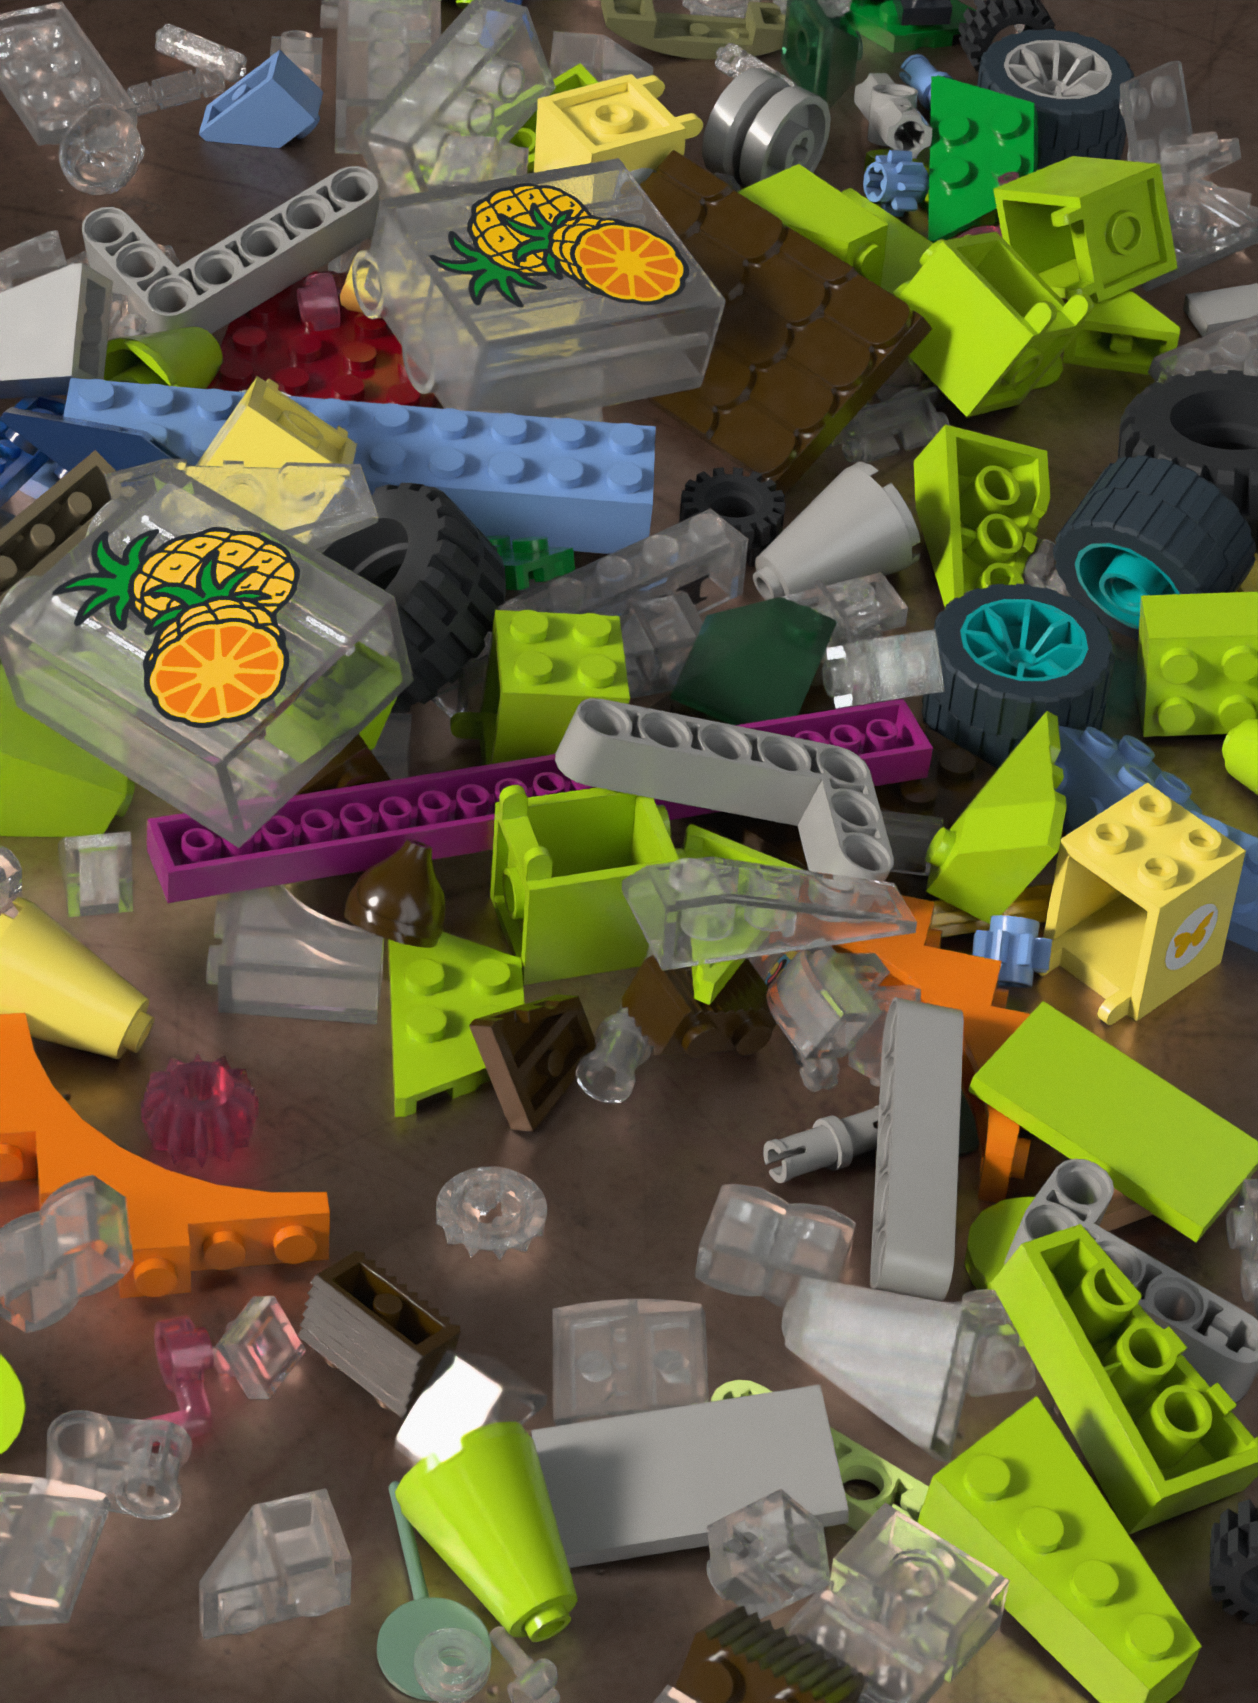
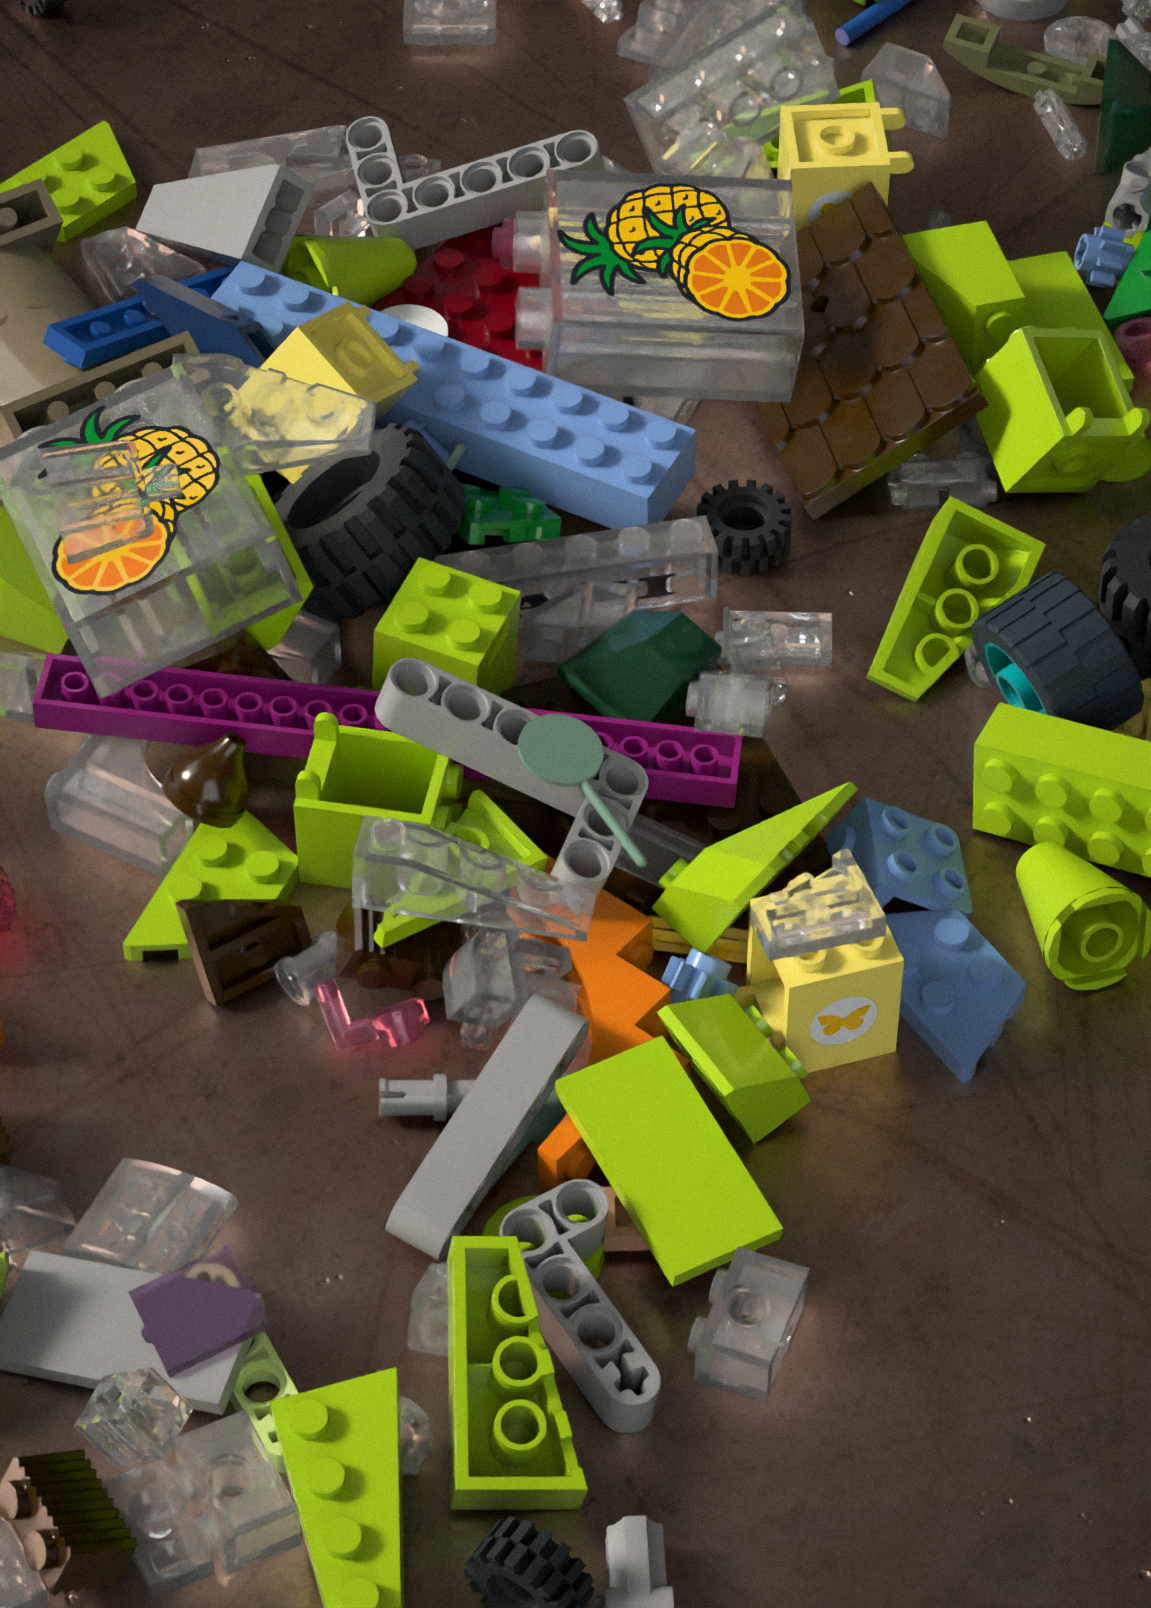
camera: 30 degrees right, 5 degrees up
(101, 150) = (440, 61): clear hair -> none
(177, 89) = (547, 20): clear axle -> none
(197, 613) = (104, 495): none -> clear torso
(265, 107) = (604, 54): medium blue slope -> none
(477, 1193) = (134, 1042): clear gear -> none
(735, 1085) = (396, 1023): none -> clear pink plate
(764, 128) = (1005, 180): light grey wheel -> none
(765, 1244) = (328, 1169): clear brick -> none
(766, 1422) = (199, 1310): none -> clear purple piece
(793, 759) = (569, 755): none -> sand green piece
(840, 536) = (804, 573): light grey cone -> none
(890, 1353) = (338, 1294): clear slope -> none
(1010, 660) = (880, 728): black wheel -> none
(1118, 1005) = (738, 1061): none -> lime slope
(1156, 822) = (819, 912): none -> clear wing

